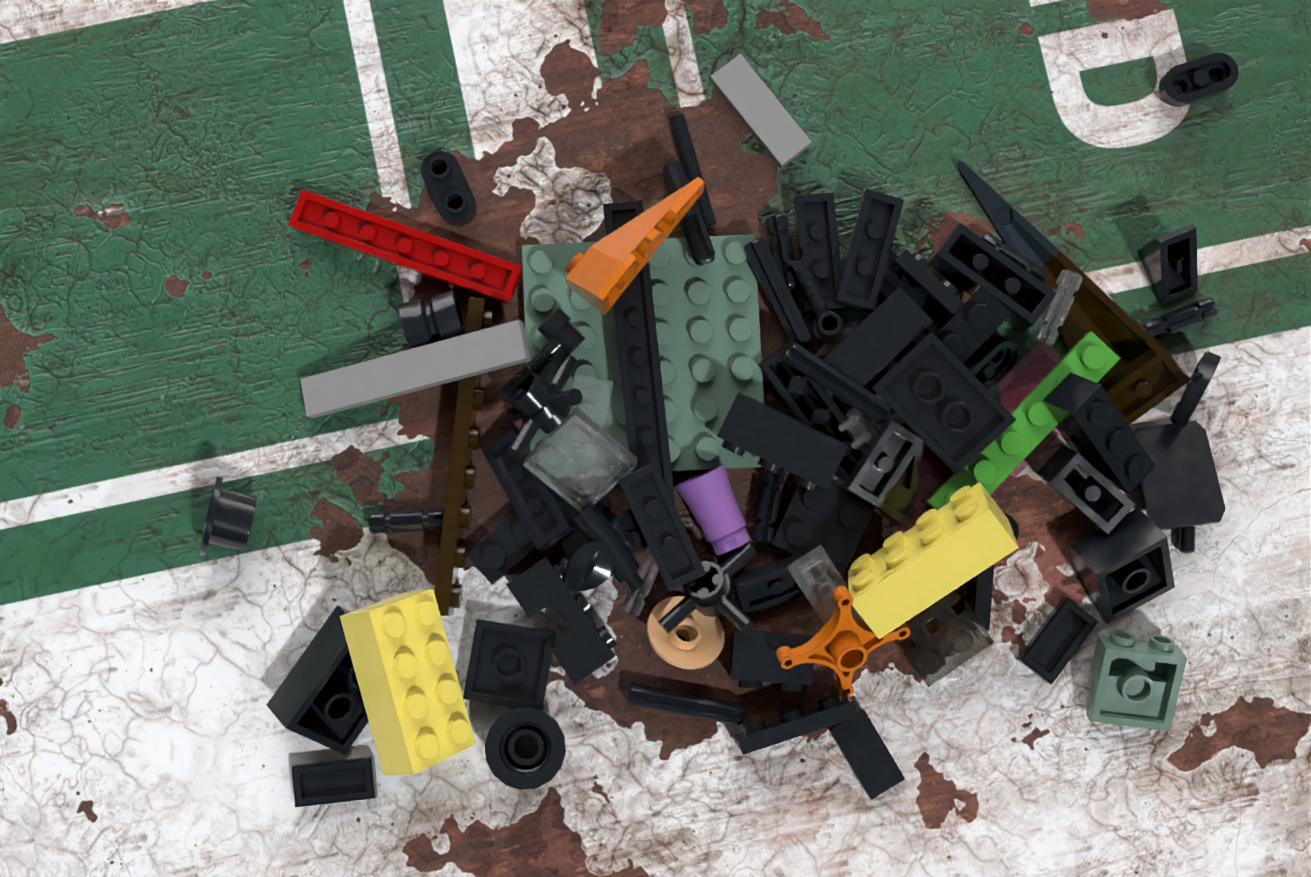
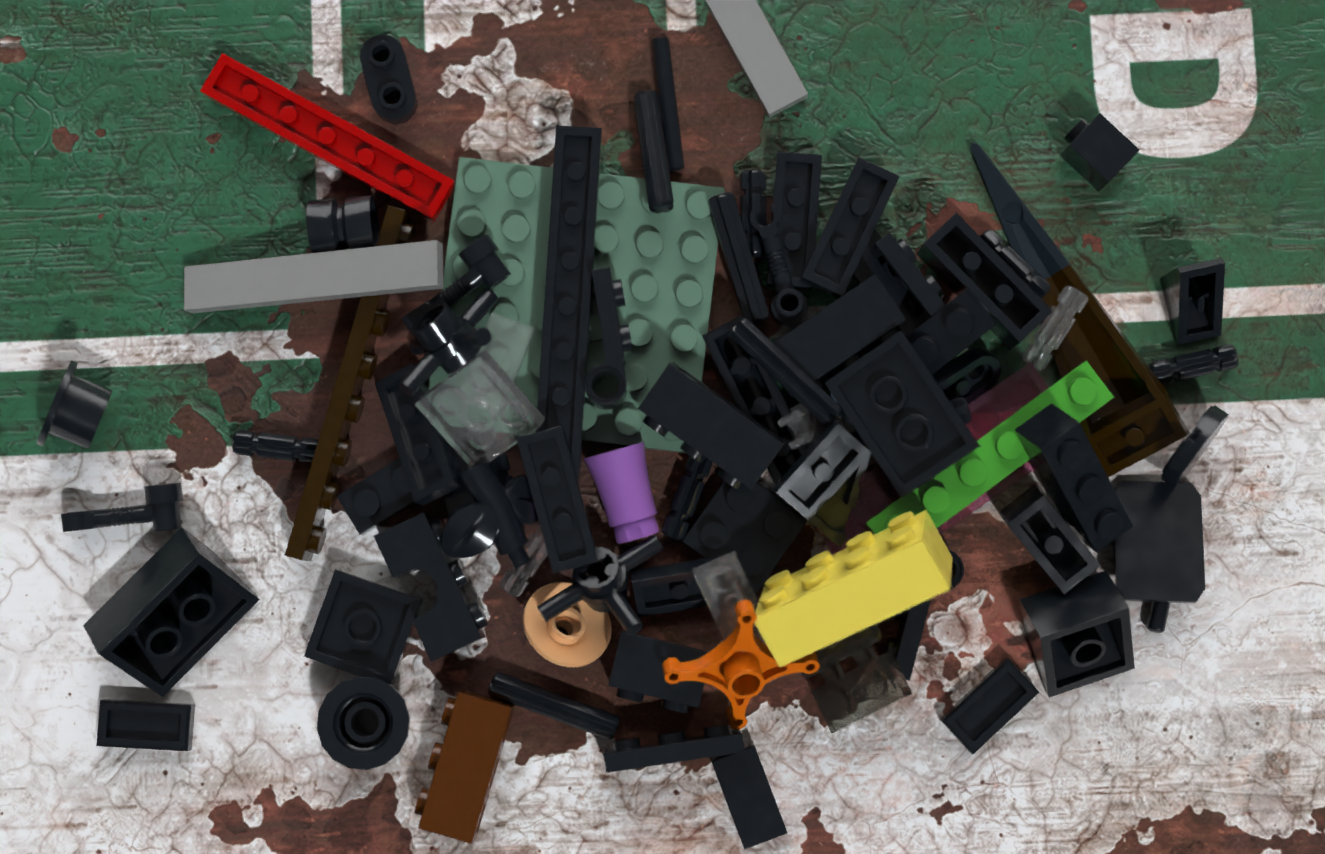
camera: 15 degrees right, 0 degrees up
(315, 592) = (160, 508): none -> black brick
(408, 682) = (244, 626): light yellow brick -> none
(617, 259) = (563, 188): orange wedge -> none
(617, 769) = (464, 765): none -> reddish brown brick
(684, 376) = (615, 339): none -> black plate
(1067, 150) = (1098, 151): none -> black brick
(1135, 680) = (1068, 766): sand green plate -> none
(1195, 79) = (1261, 96): black plate -> none

